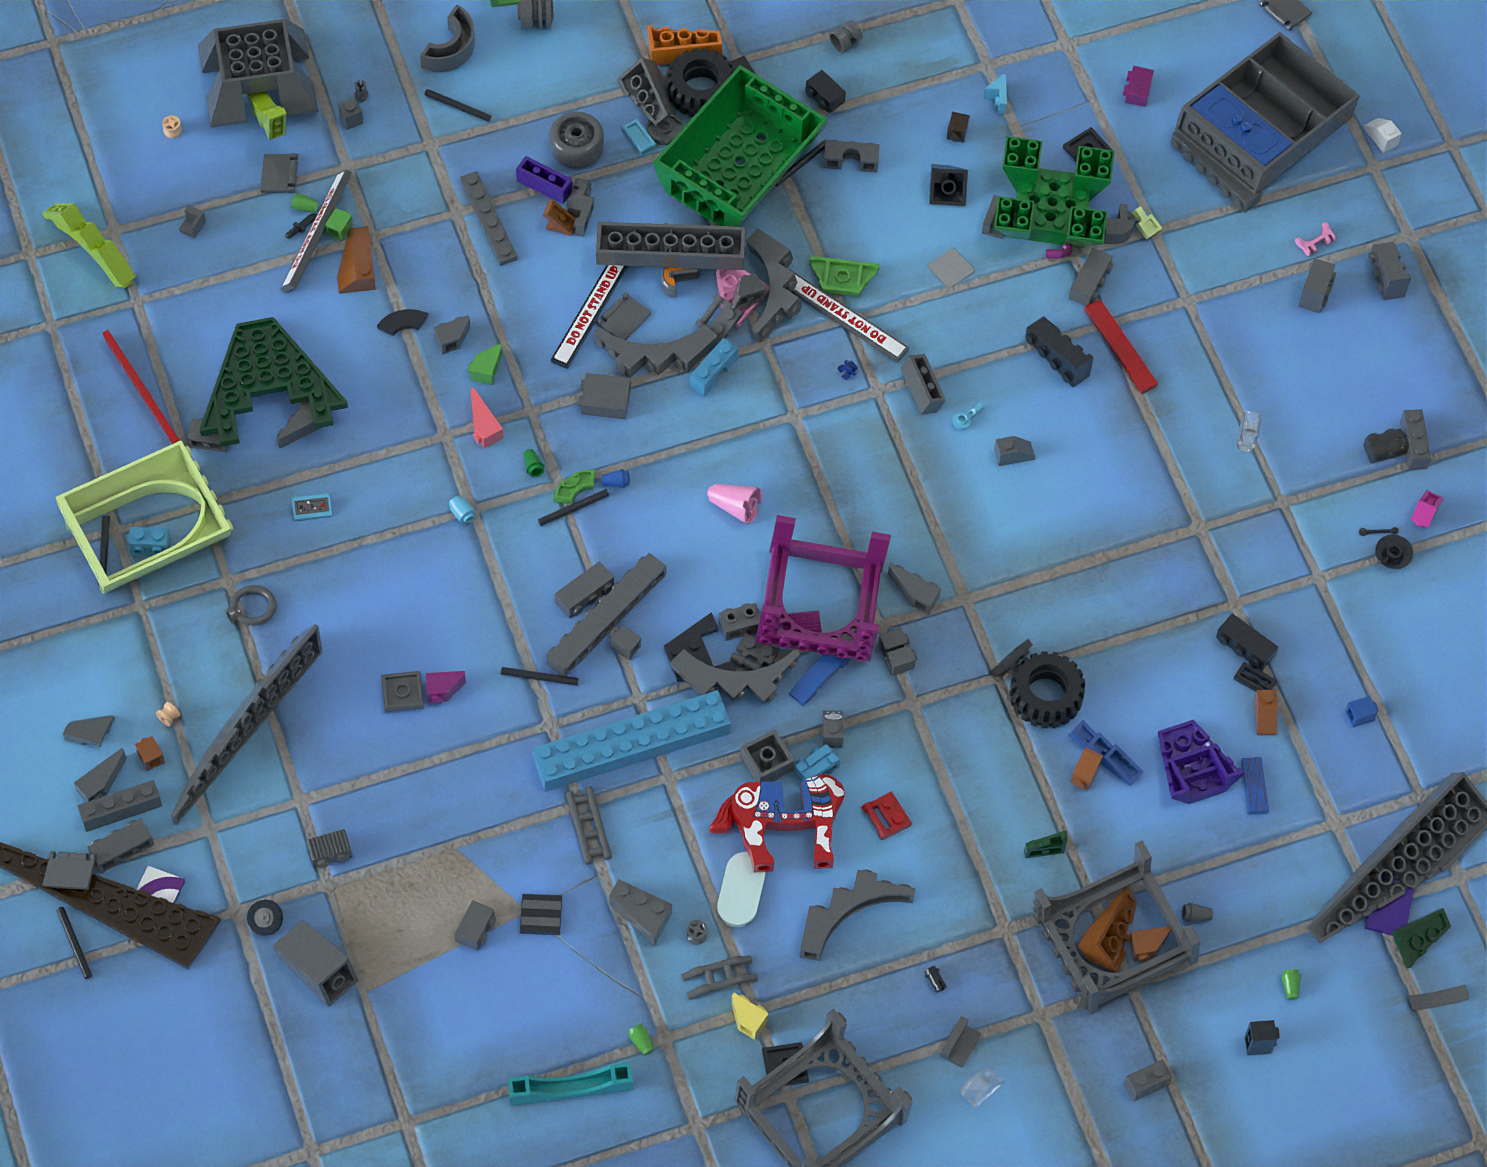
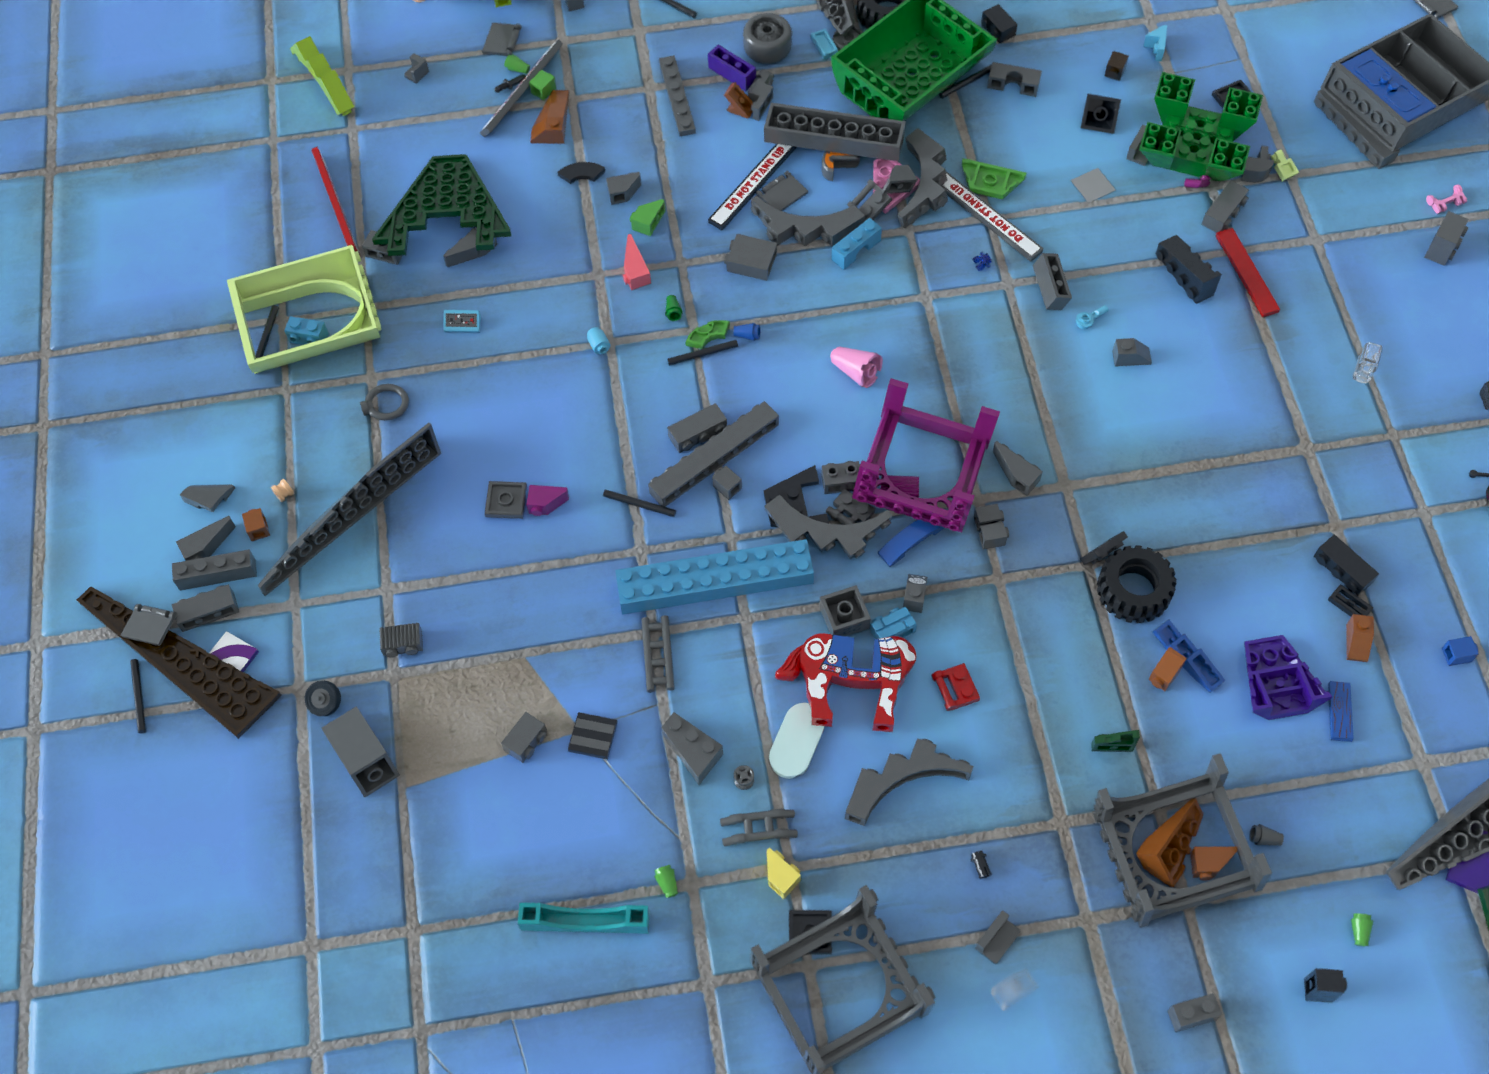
camera: 15 degrees right, 0 degrees up
(1139, 85) = (1289, 49): magenta brick -> none

